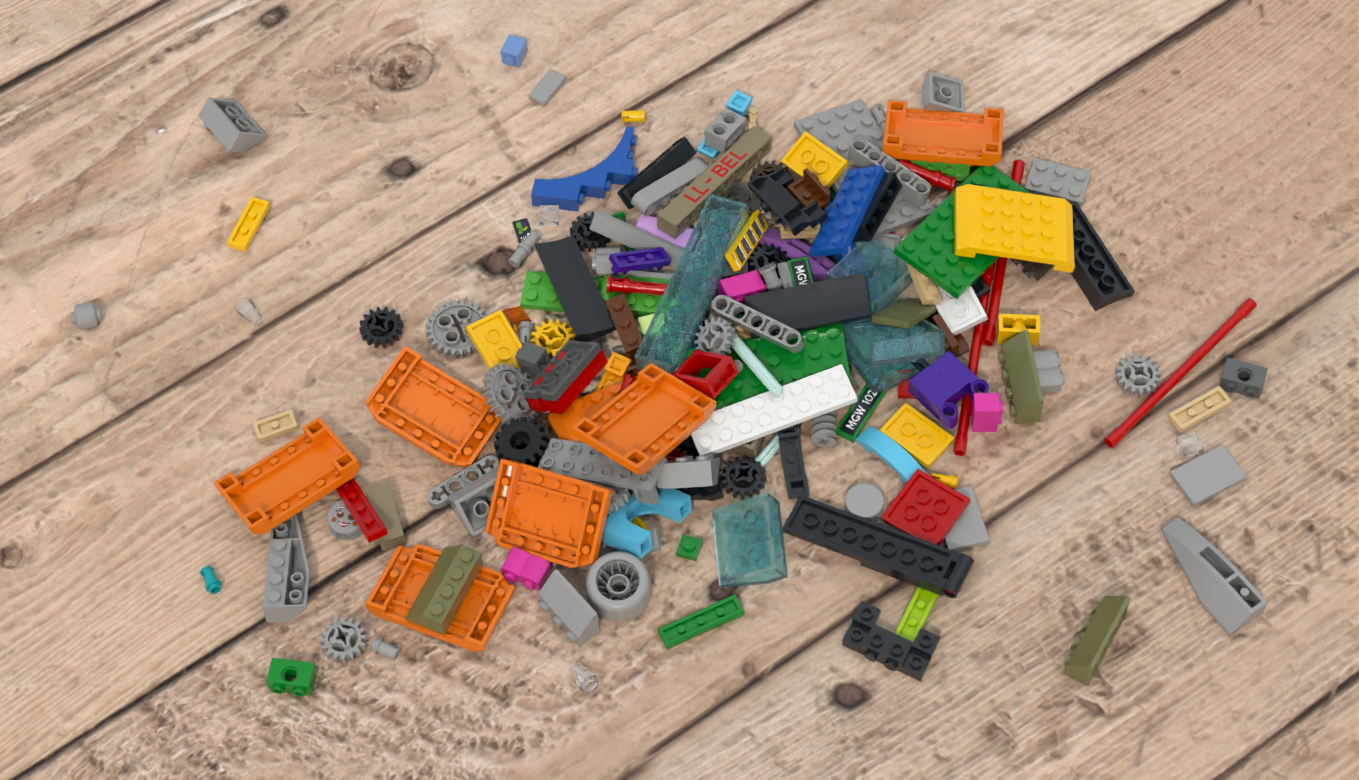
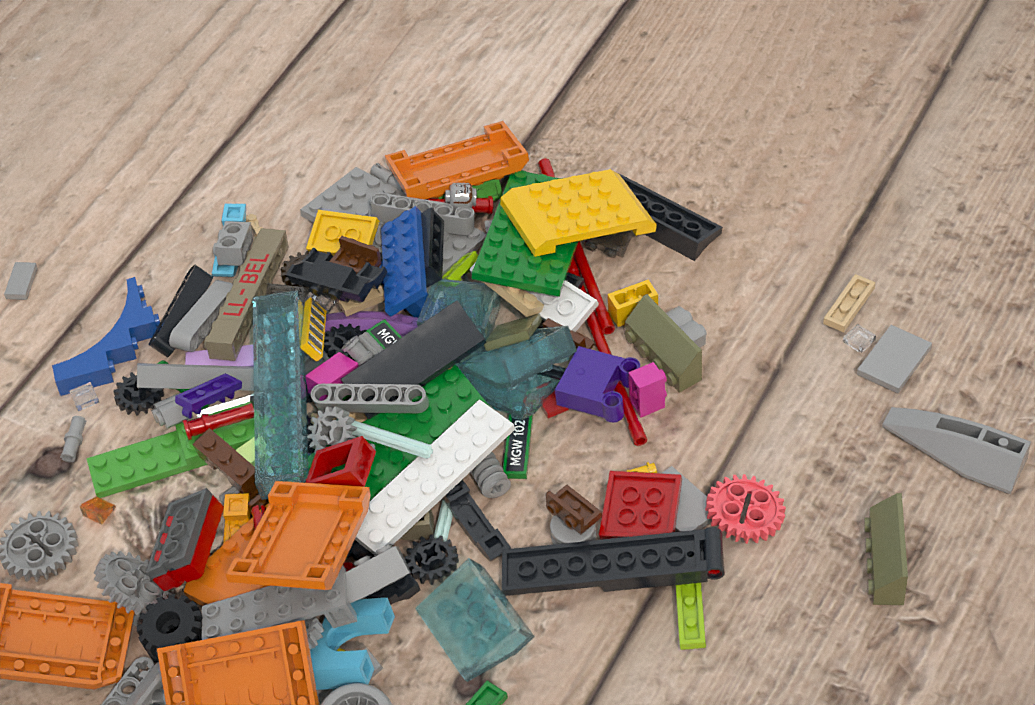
camera: 25 degrees left, 10 degrees down
(495, 340) = (88, 537): yellow plate -> none
(522, 229) = (60, 422): black sticker -> none
(525, 331) = (115, 517): light grey pin -> none
(532, 359) = (139, 537): dark grey brick -> none
(550, 336) = (147, 512): yellow gear -> none
(575, 289) = (151, 451): black arch -> none
(634, 116) = (130, 270): yellow pin -> none
(689, 547) = (410, 656): green plate -> none
(869, 488) = (572, 509): none -> reddish brown bracket
(887, 647) = (680, 659): black bracket -> none
(890, 452) = (570, 469): medium azure slope -> none
(894, 234) = (461, 266): none -> lime plate
(917, 435) = (588, 443): yellow plate -> none
(927, 169) = (461, 195): none -> light grey head
(942, 93) = (433, 130): light grey slope -> none
(992, 536) = (764, 511): none -> coral gear
(1058, 181) = (590, 160): light grey plate -> none
(1121, 431) = (787, 354): red piece -> none
(1138, 376) = (772, 297): light grey gear -> none
(1236, 370) = (873, 258): dark grey brick -> none

